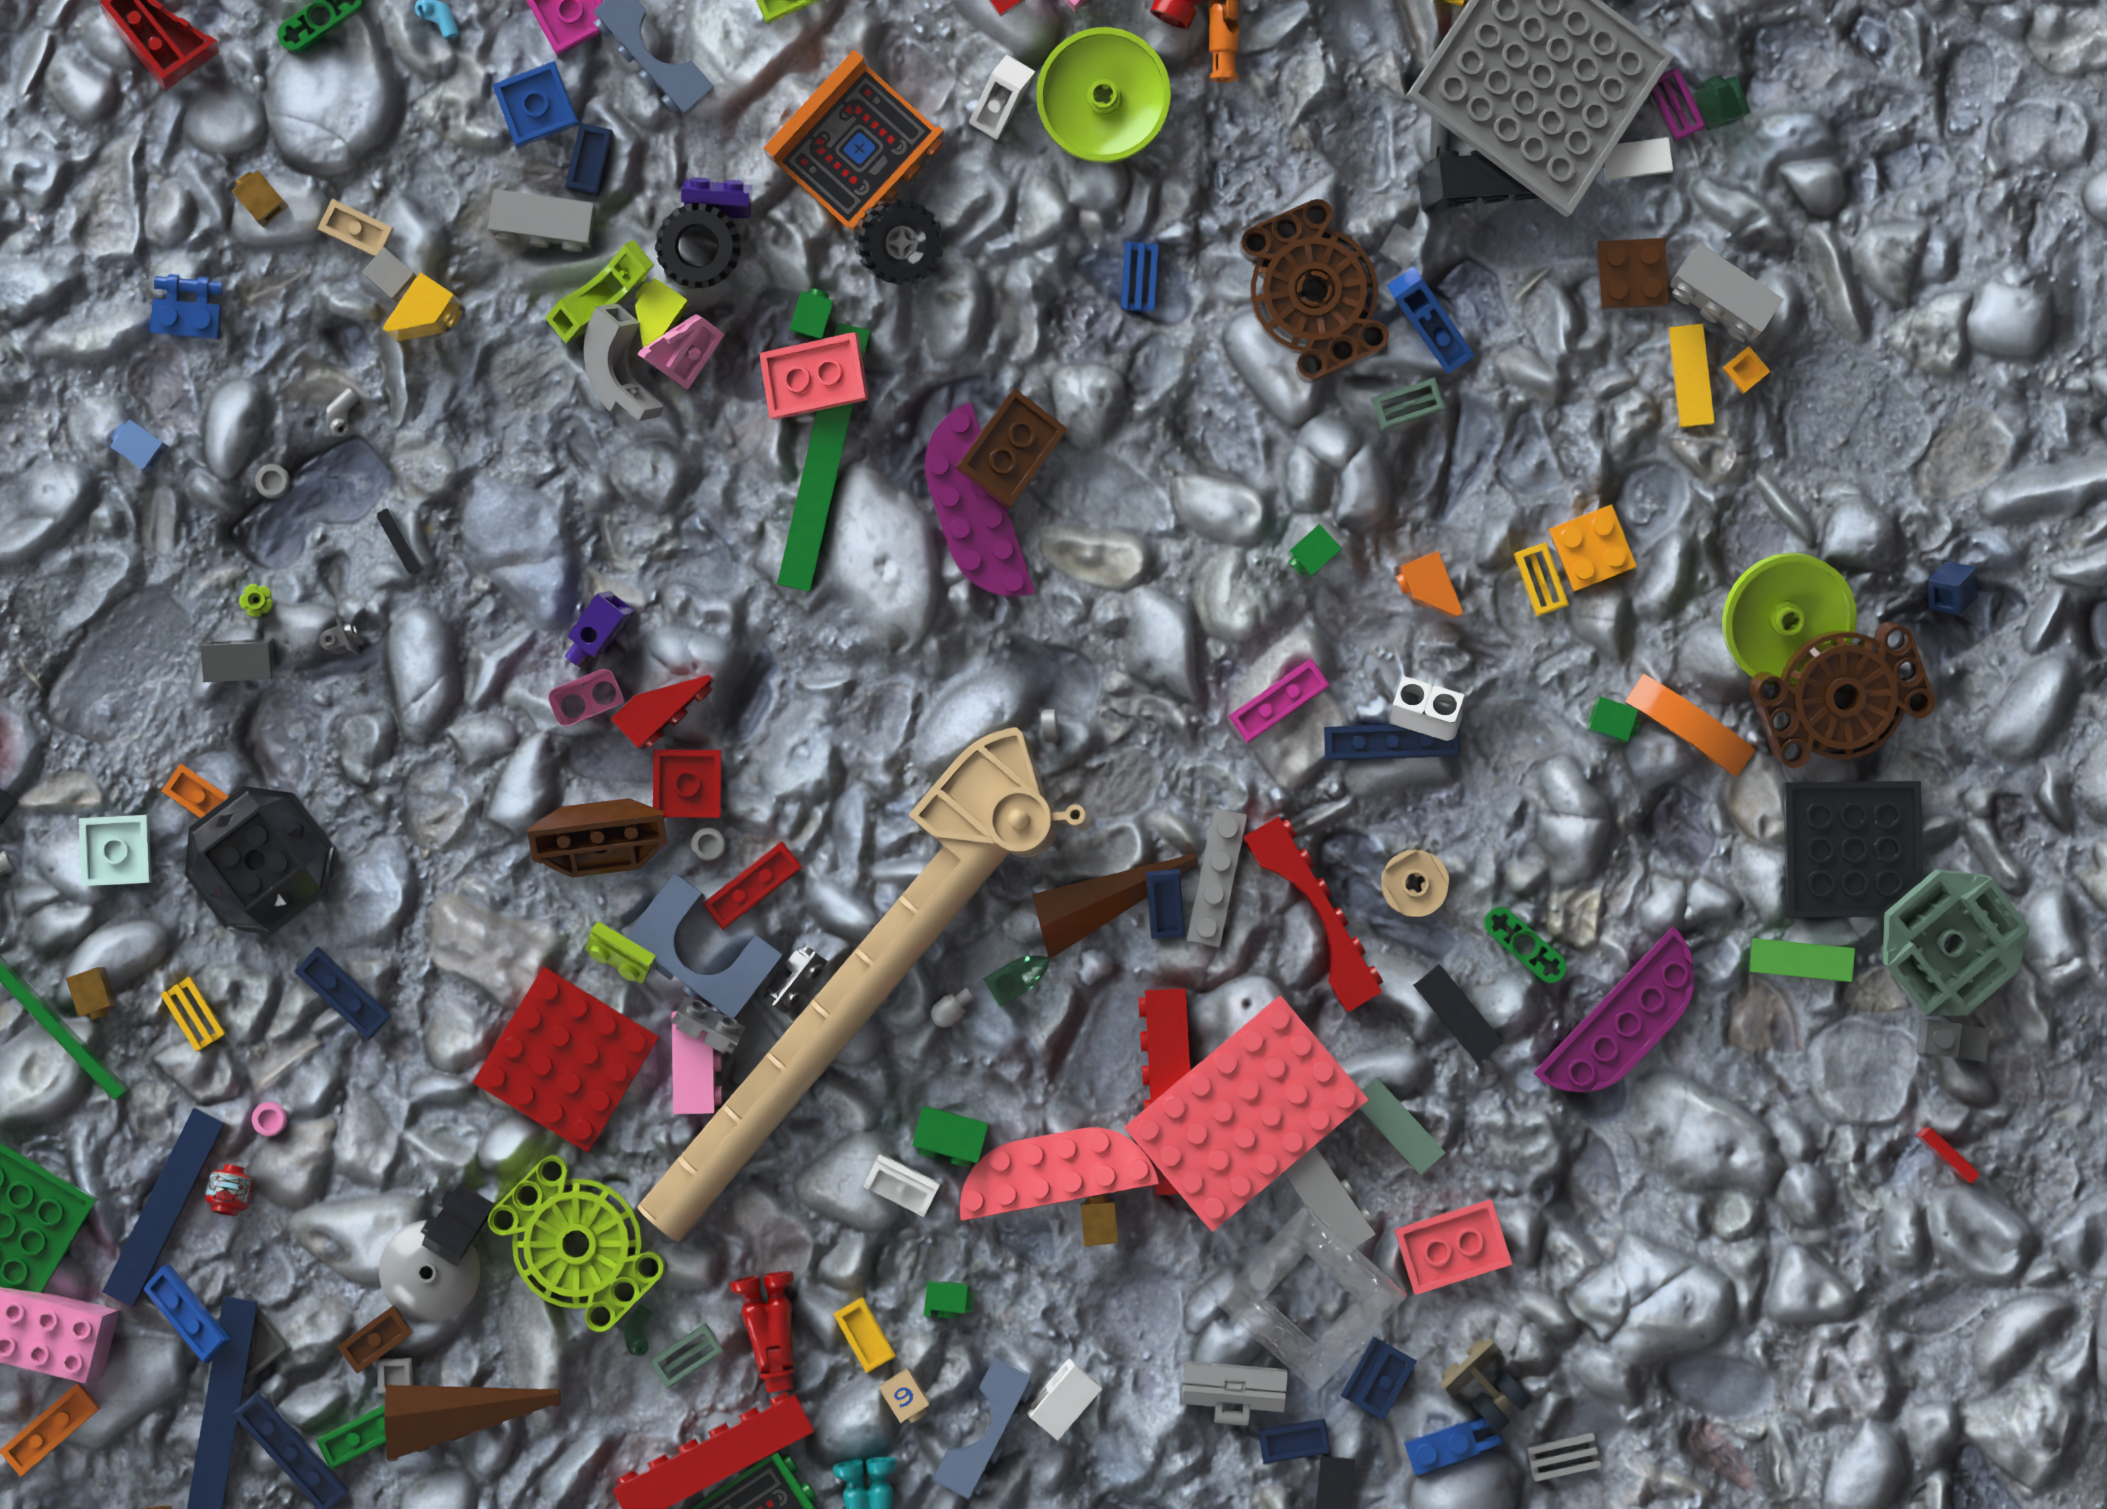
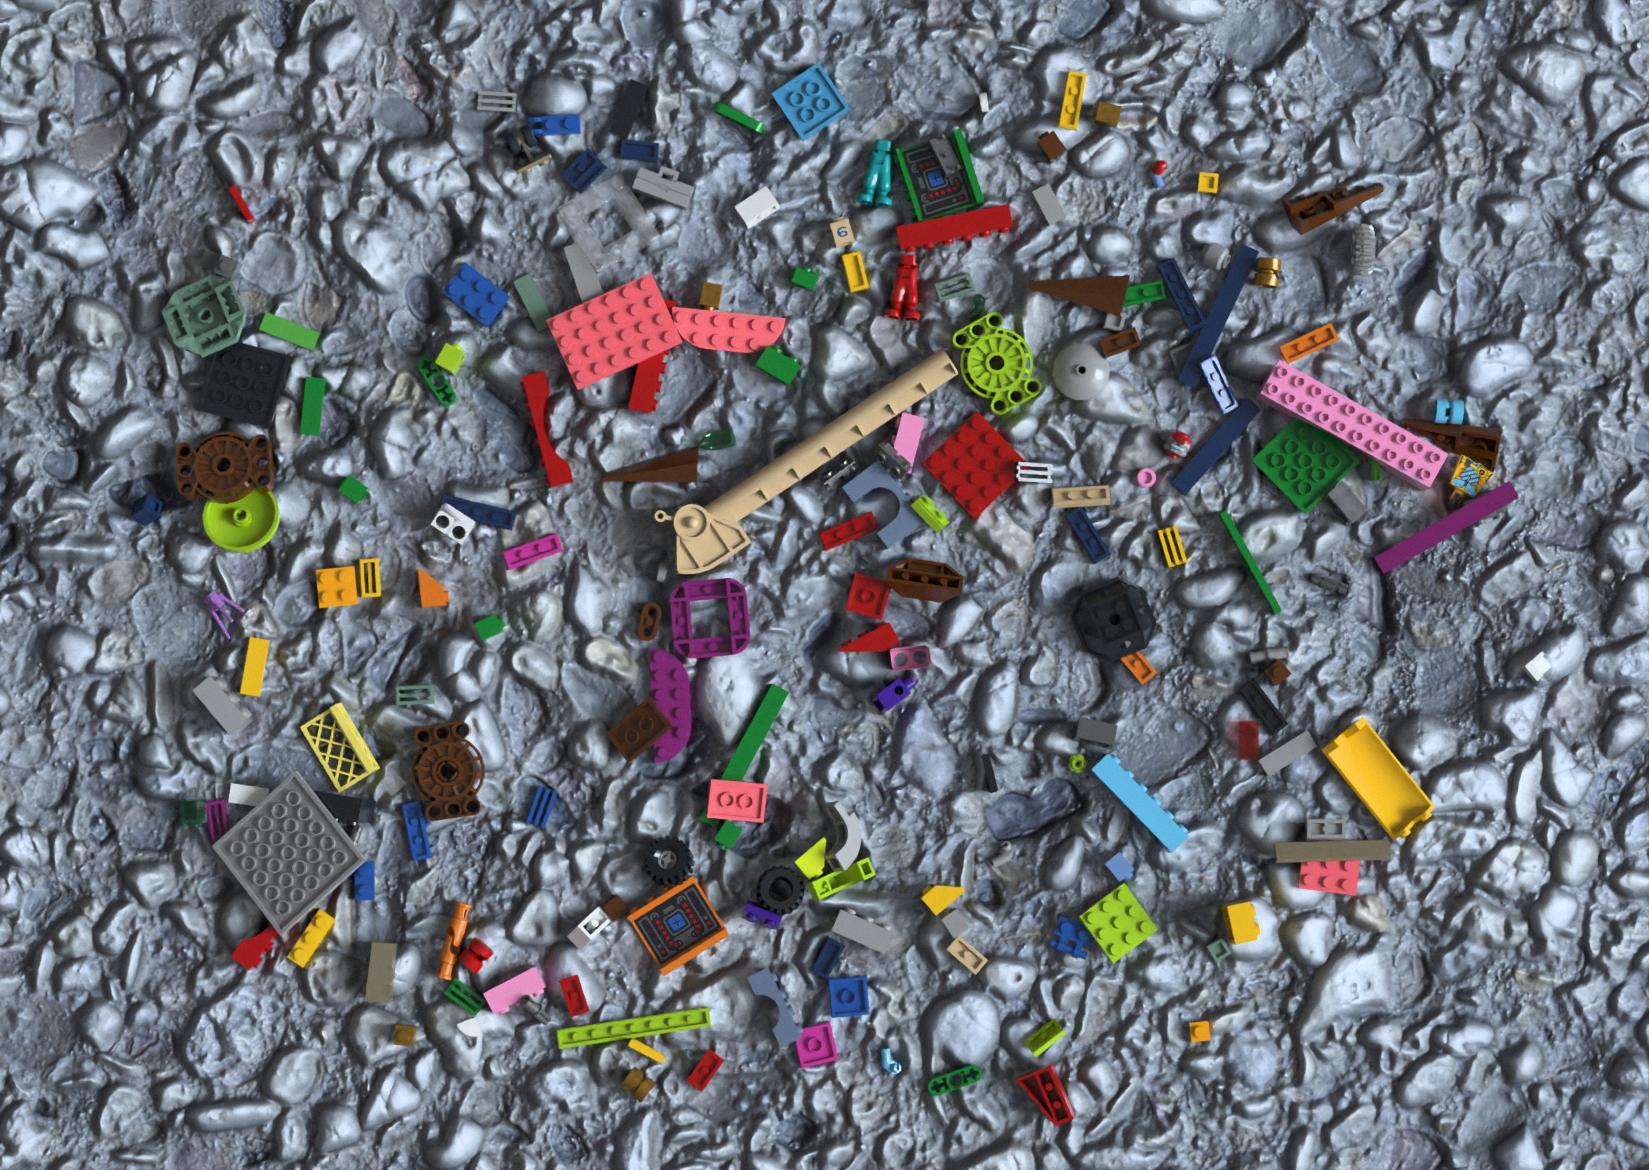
camera: 160 degrees left, 0 degrees up
(92, 993) = (1224, 572): pearl gold brick -> none
(115, 351) = (1117, 923): none -> lime plate
(115, 850) = (1191, 647): light aqua plate -> none
(131, 562) = (1136, 799): none -> medium azure brick
(187, 127) = (1045, 1037): none -> lime plate
(259, 197) = (1015, 987): pearl gold brick -> none
(272, 481) = (1051, 827): light grey tile -> none
(341, 638) = (1035, 727): flat silver hinge -> none
(372, 1055) = (1080, 496): none -> tan tile
(439, 1079) = (1048, 473): none -> tile
(456, 1224) = (1058, 391): black brick -> none
(683, 350) = (804, 835): bright pink wing -> none
(708, 844) = (866, 560): light grey tile -> none
(901, 1184) = (812, 346): white hinge -> none
(928, 624) = (709, 590): none -> magenta plate
(951, 1008) = (758, 434): light grey cylinder -> none
(964, 1466) = (821, 186): sand blue arch -> none
(967, 142) = (616, 908): none -> reddish brown tile
(1046, 637) = (649, 621): none -> reddish brown plate
(1103, 95) = (532, 912): lime dish -> none
(1165, 904) = (626, 457): dark blue tile -> none
(1216, 877) = (594, 464): light grey plate -> none
(1338, 178) = (416, 831): none -> blue tile
(1398, 68) = (365, 881): none -> blue plate
(1409, 901) = (478, 425): tan plate -> none
(1430, 320) = (389, 737): blue slope -> none
(1453, 1246) = (523, 230): coral plate -> none
(1458, 1013) = (484, 354): black tile -> none
(1484, 295) = (351, 736): none -> light yellow fence
(1502, 1112) = (476, 294): none -> blue plate
(1512, 989) = (451, 358): none -> lime brick
(1625, 1020) = (395, 324): magenta plate -> none
(1632, 273) = (270, 732): reddish brown plate -> none
(1690, 724) = (312, 475): orange slope -> none
(1723, 843) = (312, 406): none -> green tile
(1745, 370) = (224, 661): light orange plate -> none
(1790, 461) = (214, 602): none -> medium lavender plant

